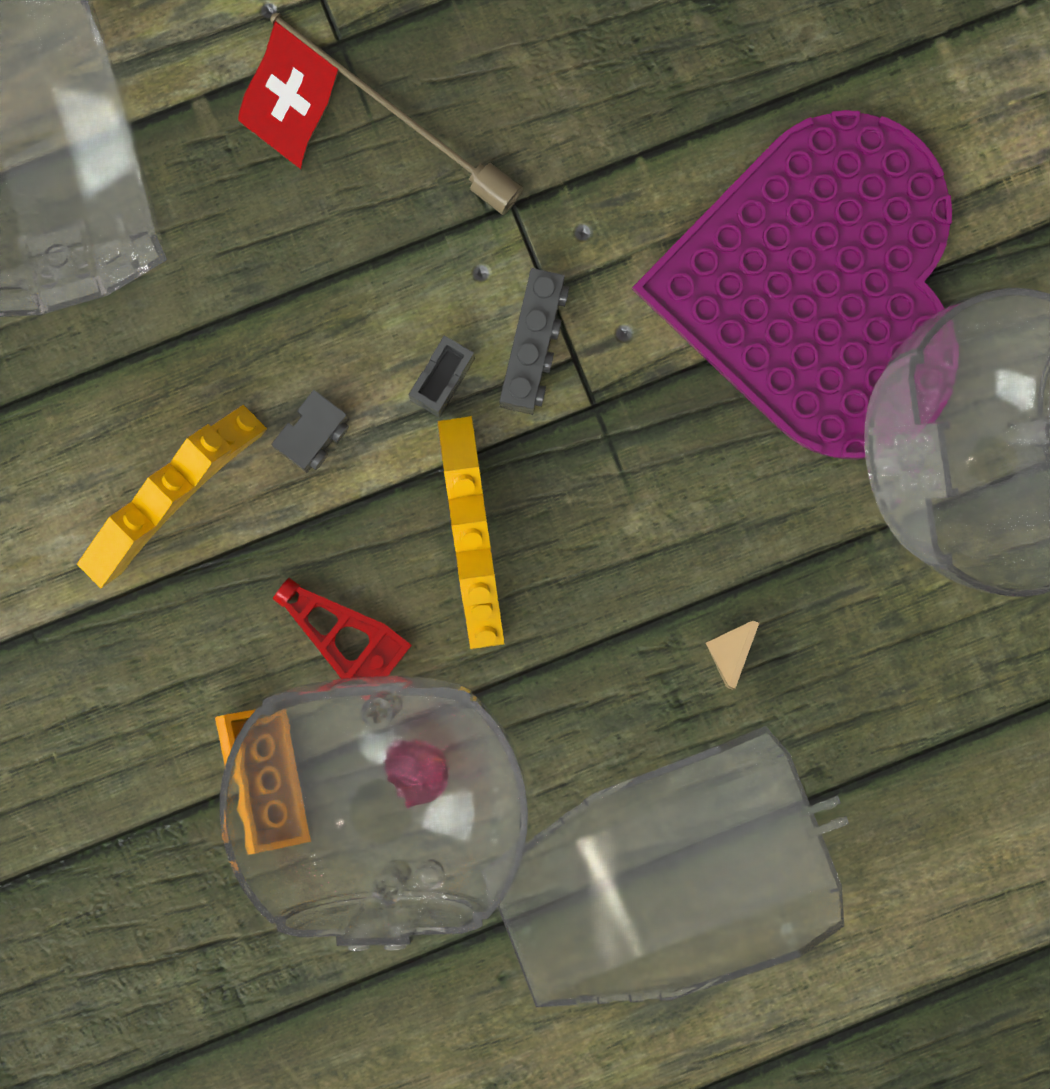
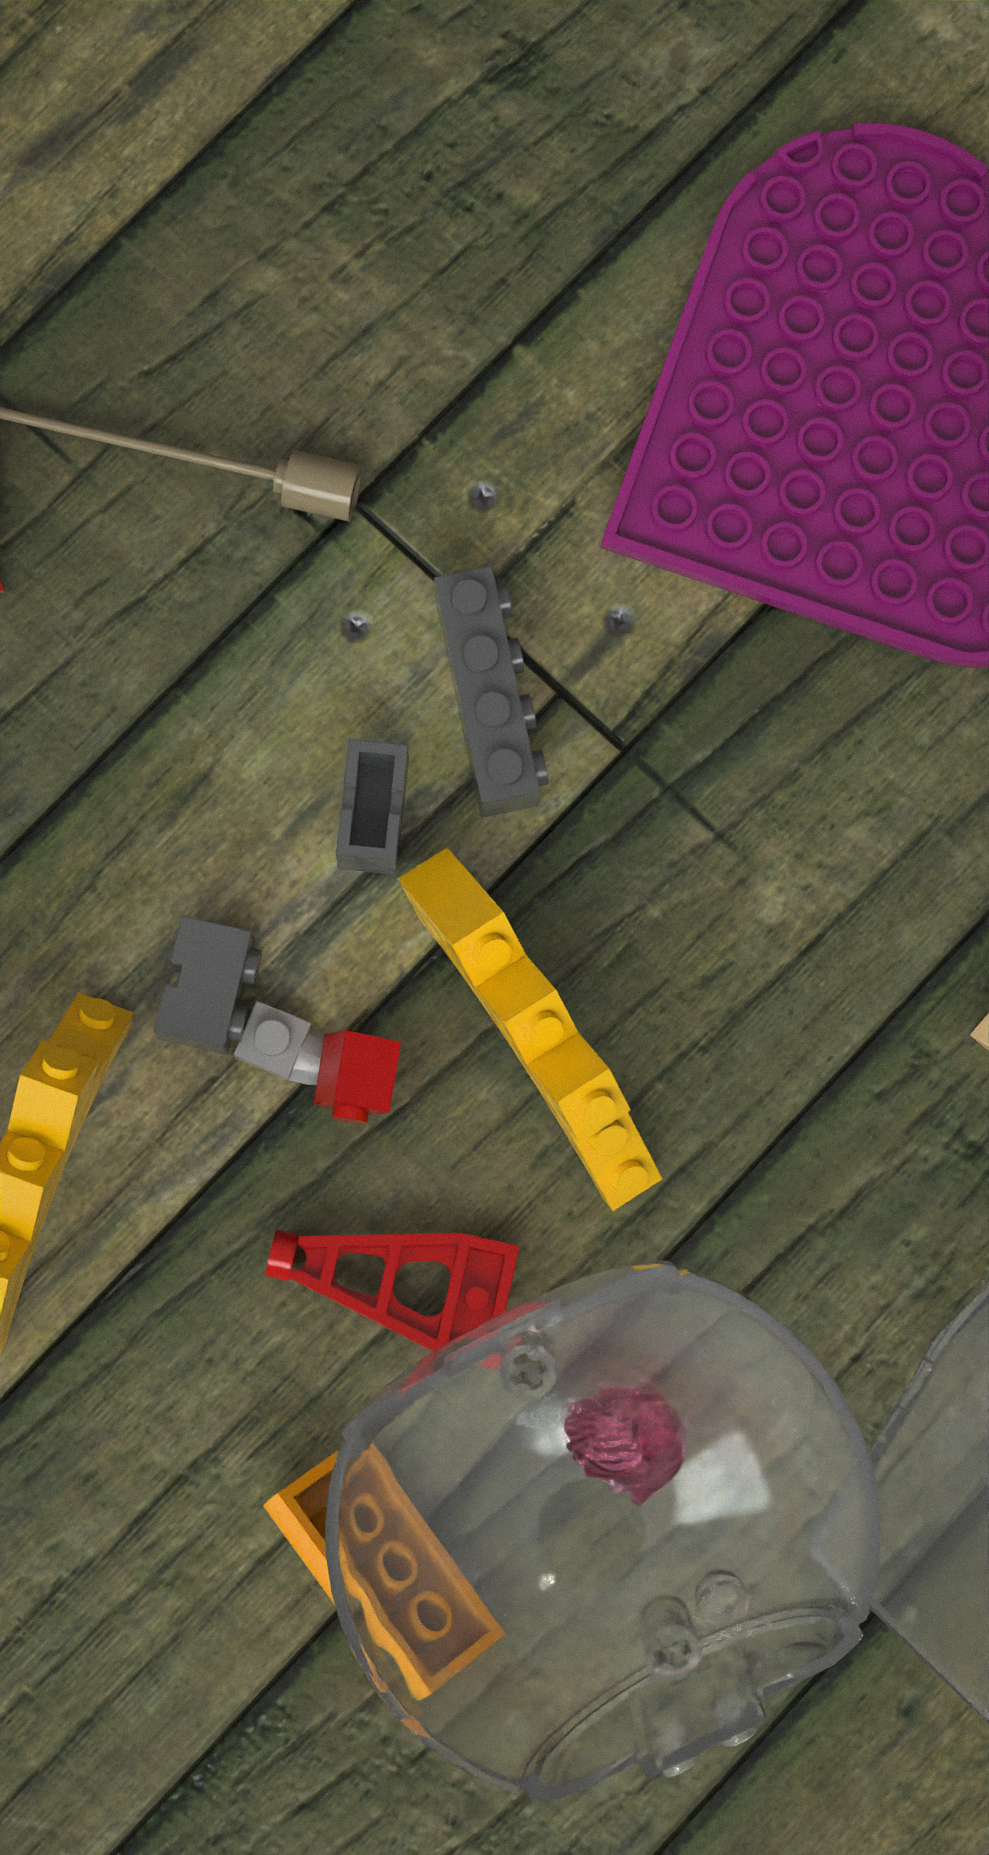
camera: 30 degrees left, 5 degrees down
(342, 485) = (281, 1045): none -> light grey plate
(367, 516) = (356, 1075): none -> red brick

